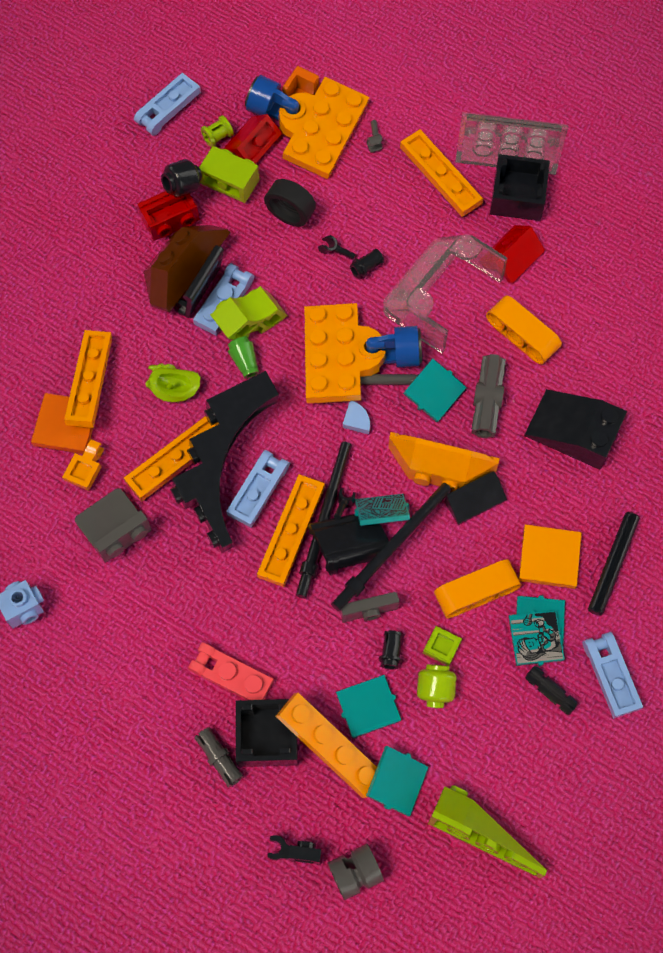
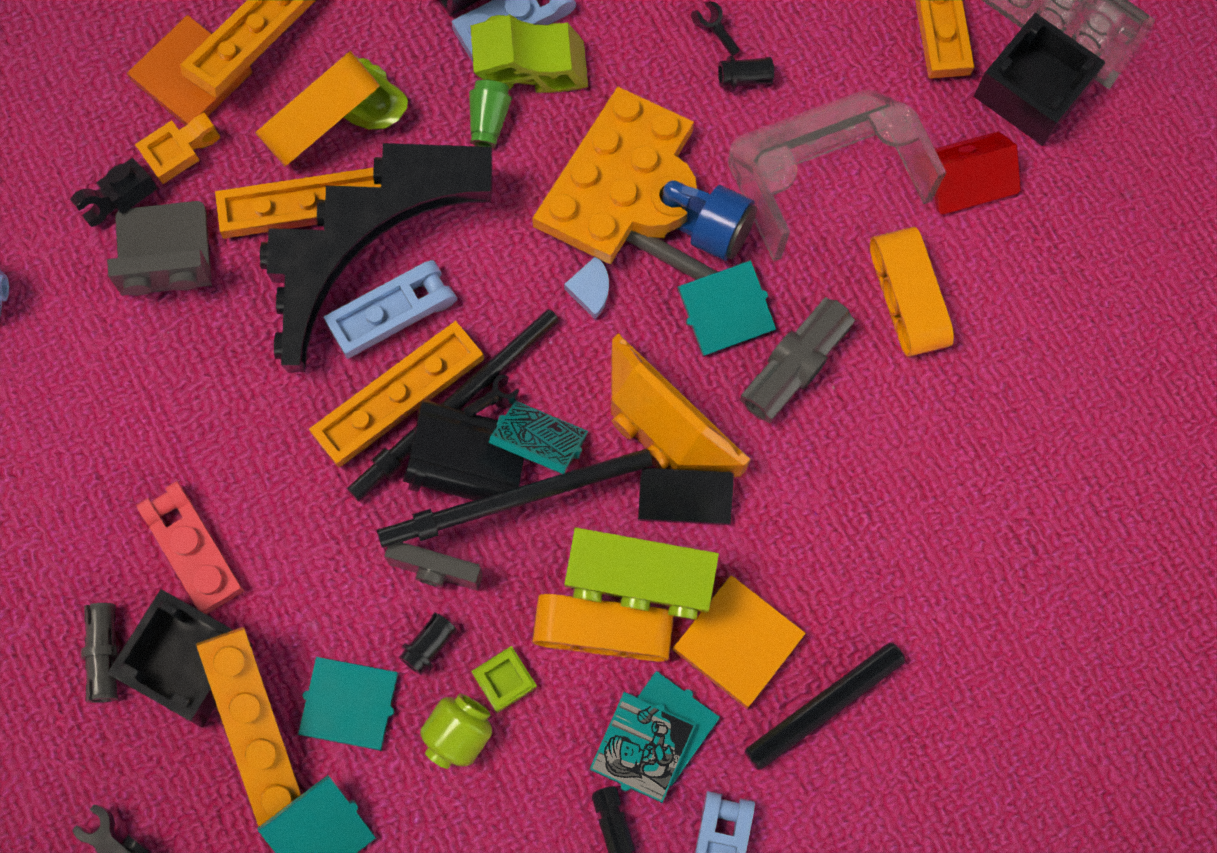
camera: 25 degrees right, 5 degrees up
(68, 506) = (119, 190): none -> black plate
(154, 403) = (317, 108): none -> light orange beam
(482, 546) = (641, 573): none -> lime slope
(576, 426) = (898, 475): black slope -> none

